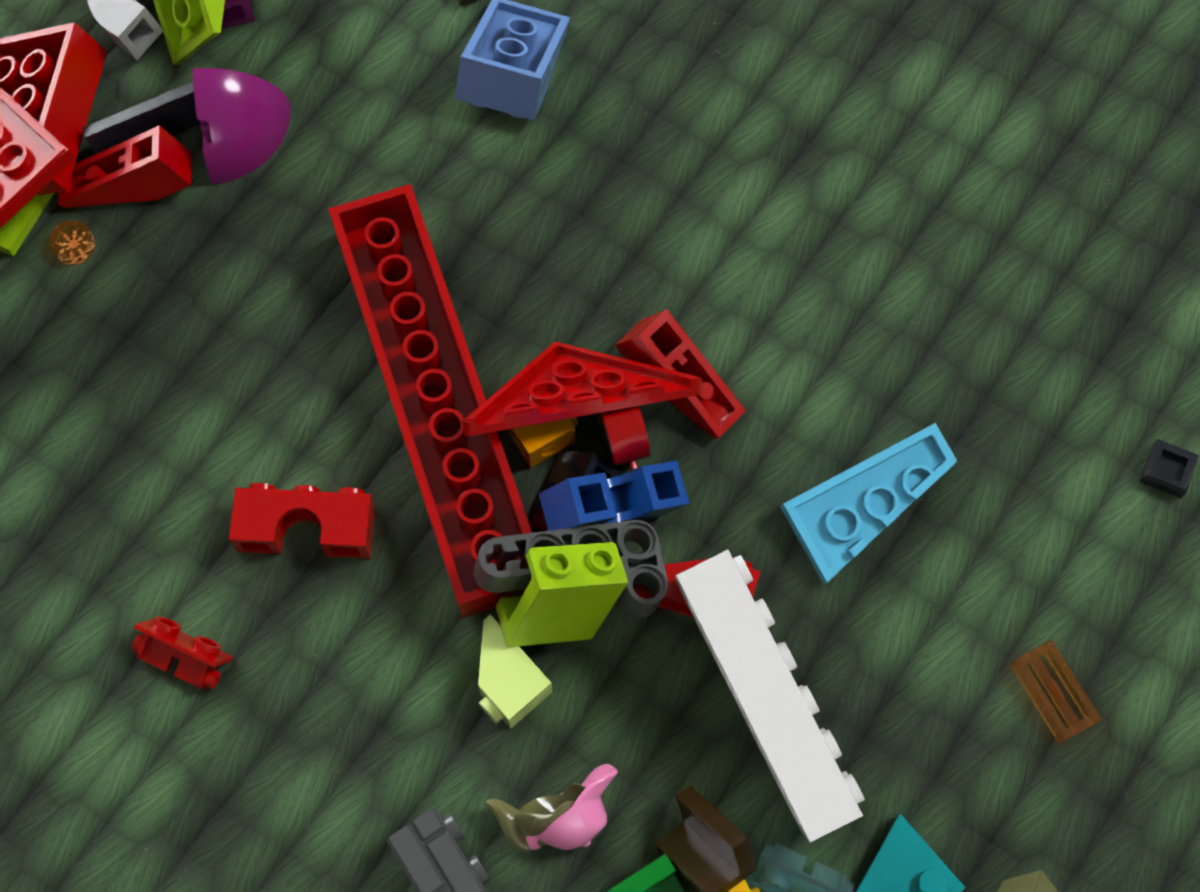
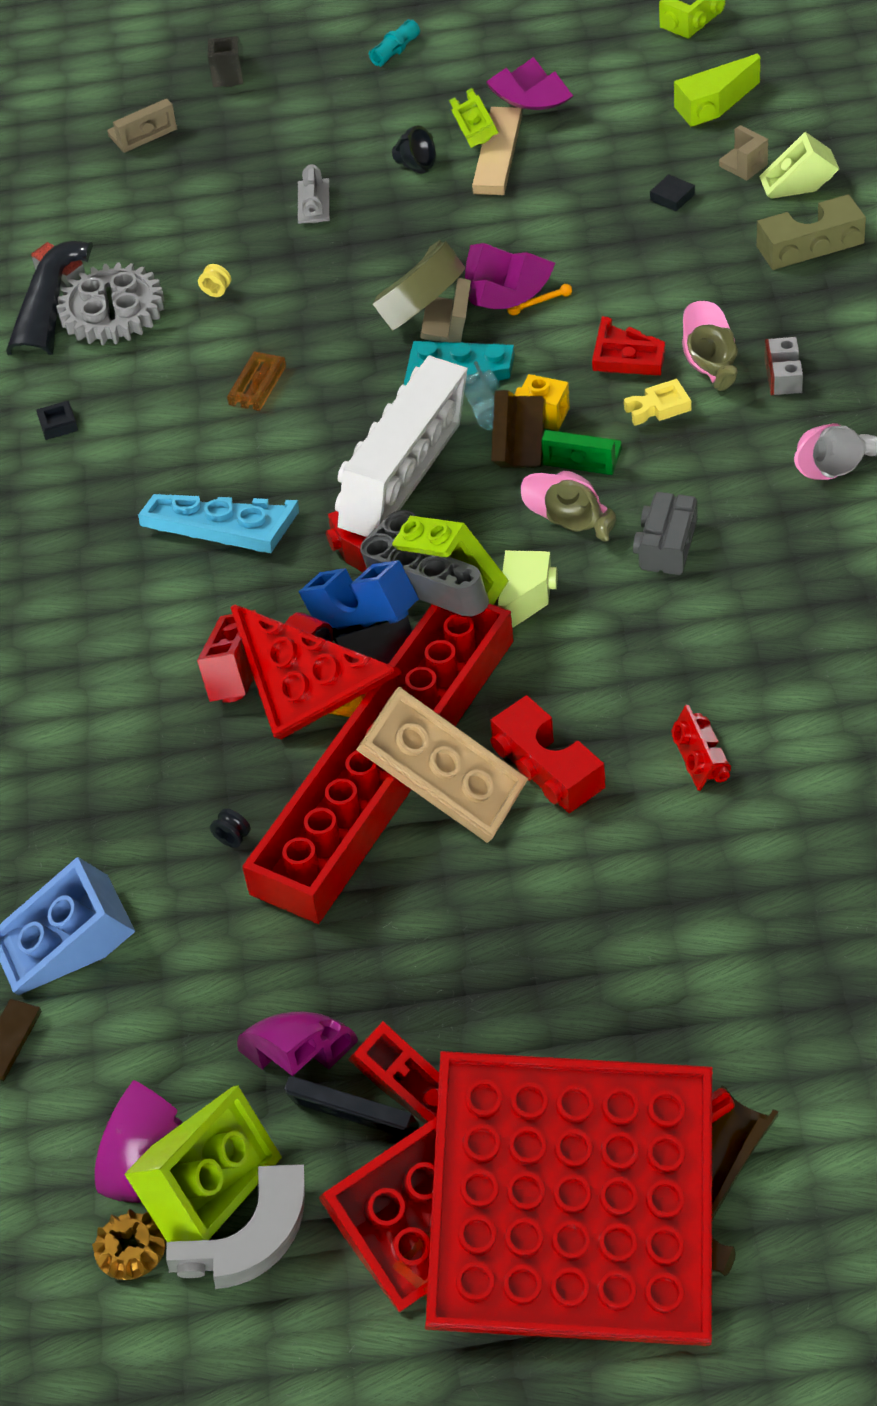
camera: 125 degrees left, 20 degrees down
(360, 410) = (442, 764): none -> tan tile
(488, 234) = (230, 828): none -> black bush

